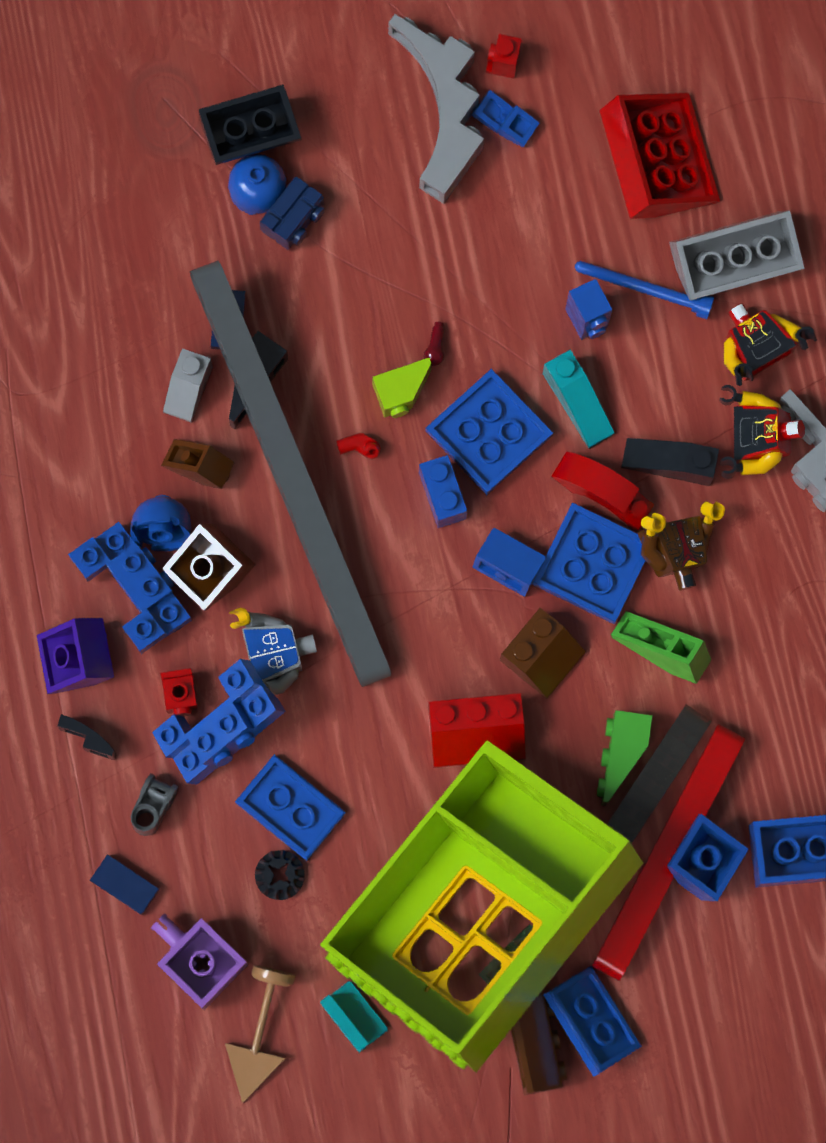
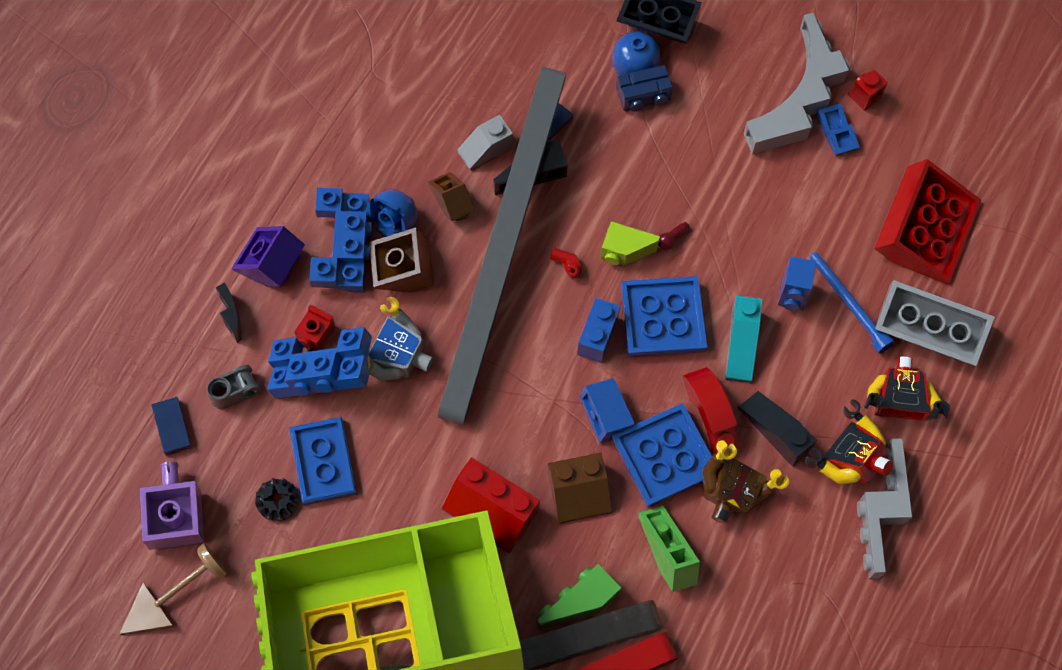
camera: 40 degrees right, 10 degrees down
(354, 1016) = (240, 635): teal panel -> none

